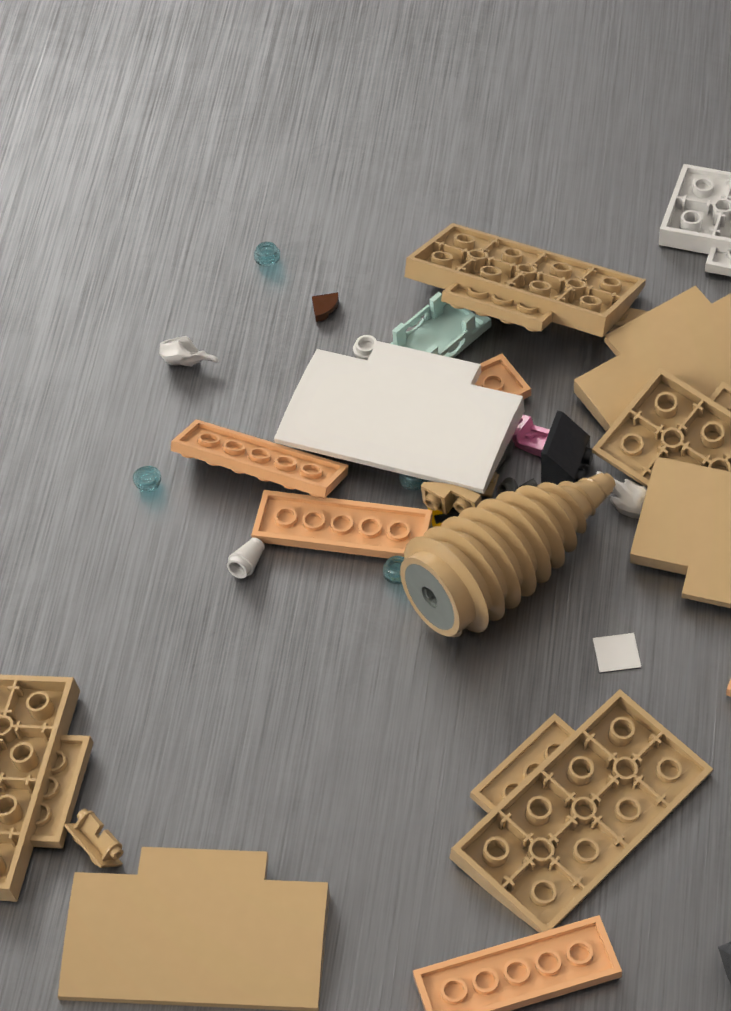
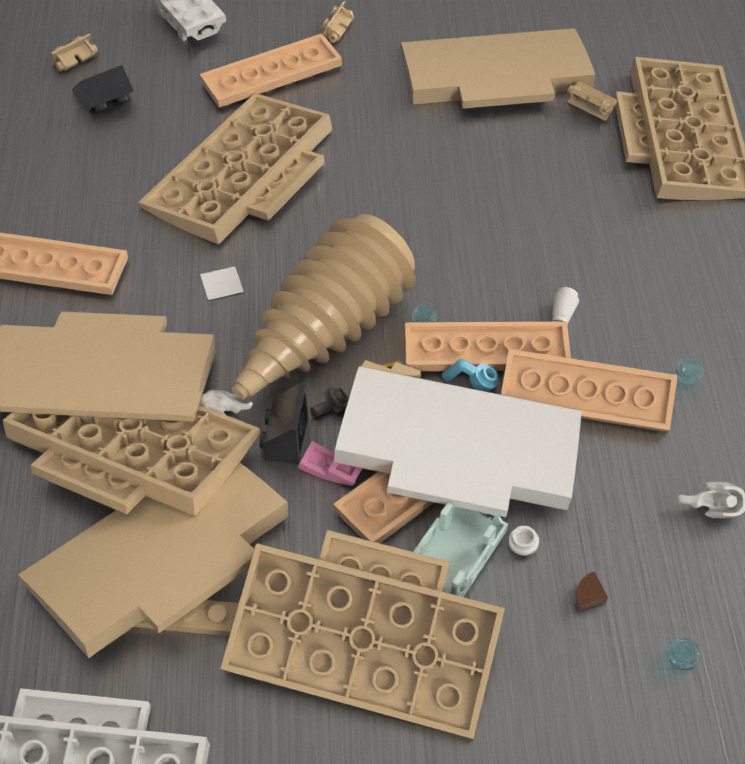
camera: 165 degrees right, 0 degrees up
(359, 490) = (481, 377): none -> medium azure plate

